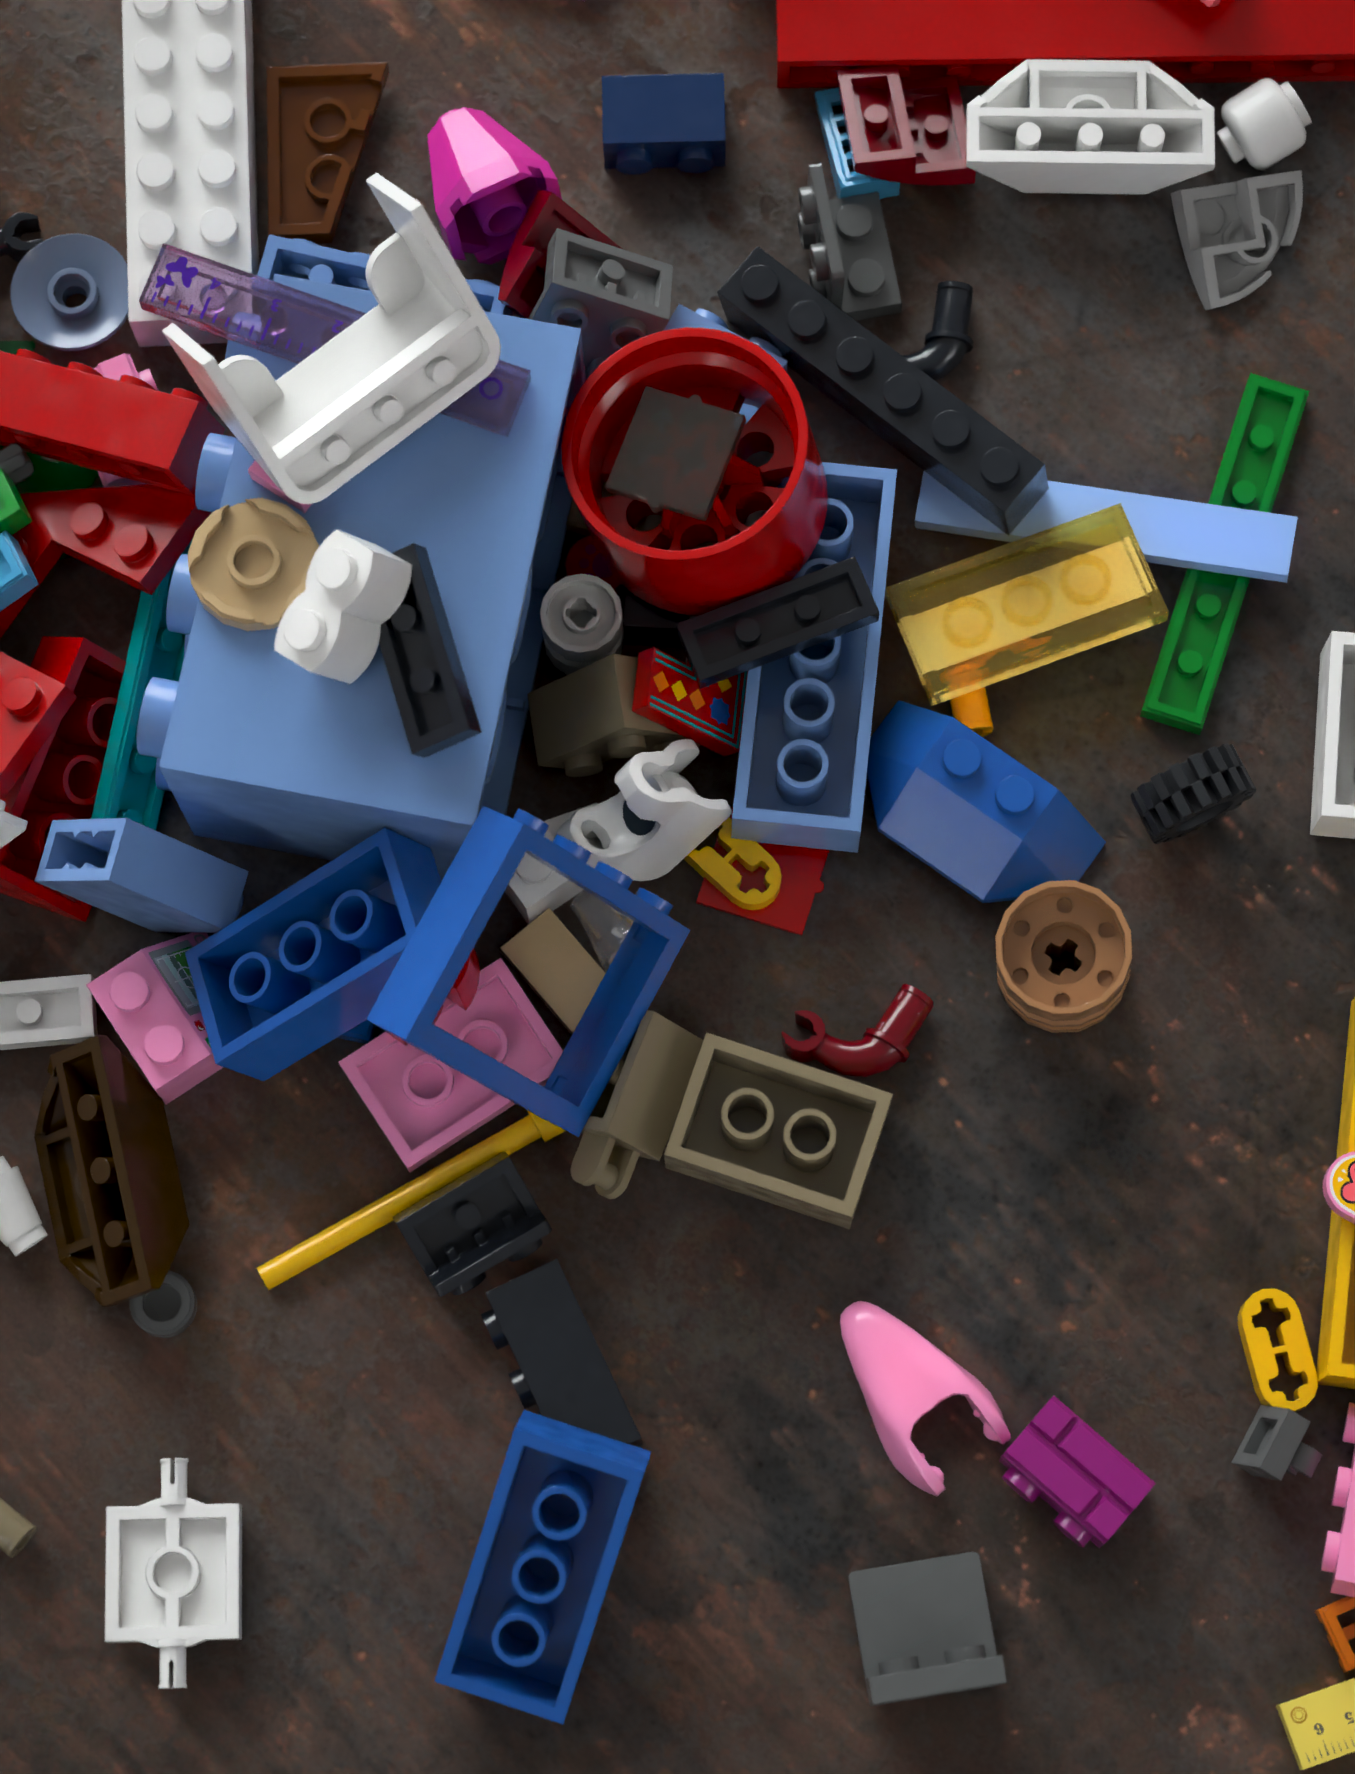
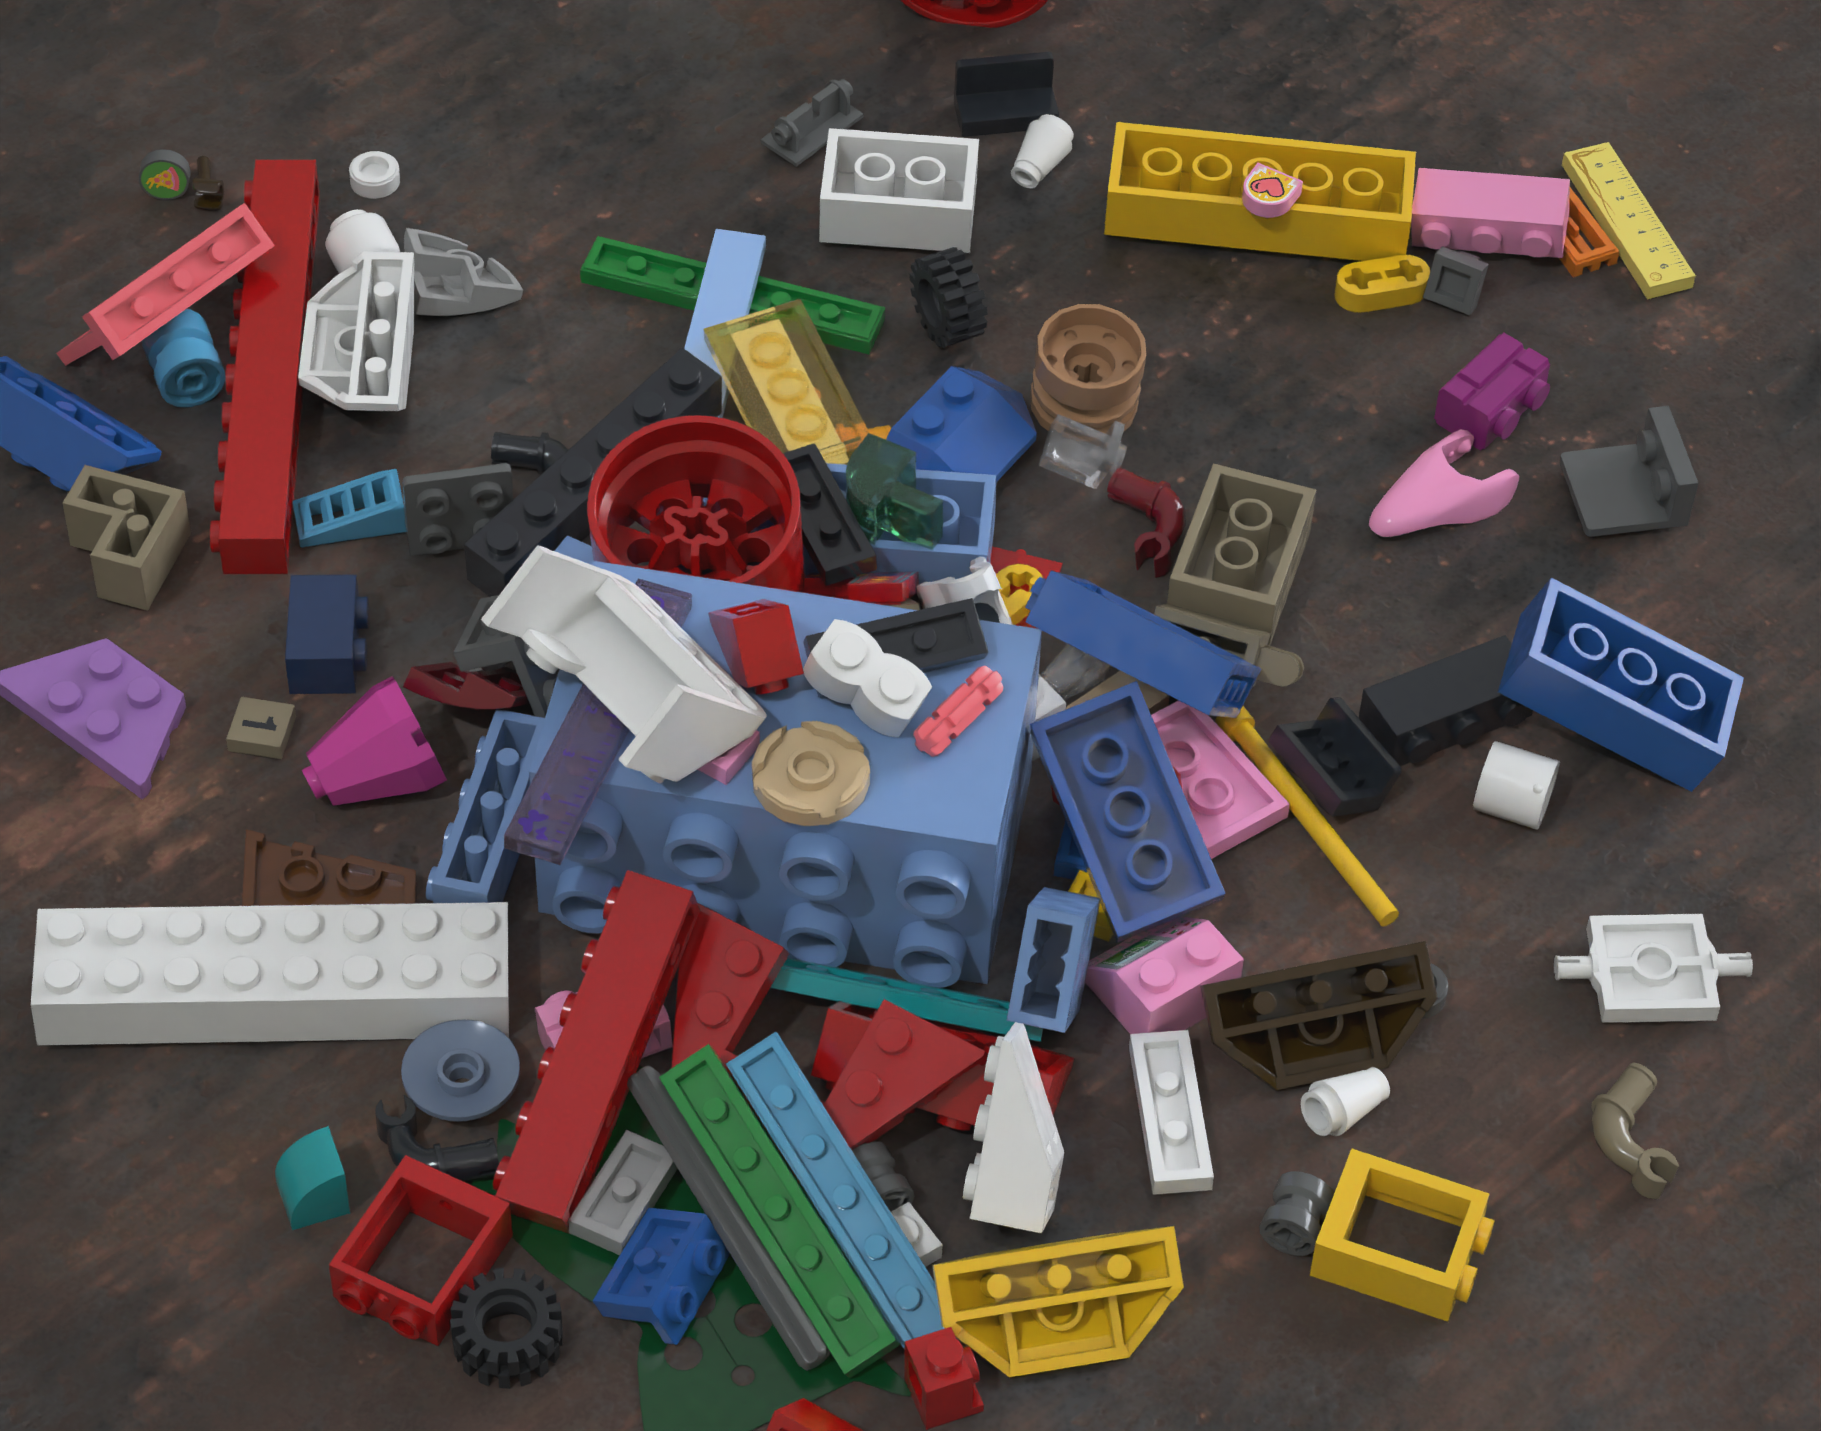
camera: 95 degrees left, 25 degrees down
(336, 723) = (958, 711): none -> coral axle
(428, 495) = (758, 644): none -> red slope
(429, 1435) = (1516, 785): none -> white piece
(544, 73) = (261, 727): none -> dark tan tile
(675, 453) = (690, 532): clear smoke piece -> none
(805, 681) = (886, 497): none -> clear green brick
(905, 127) = (348, 461): dark red slope -> none
(959, 955) = (1082, 451): none -> clear bracket

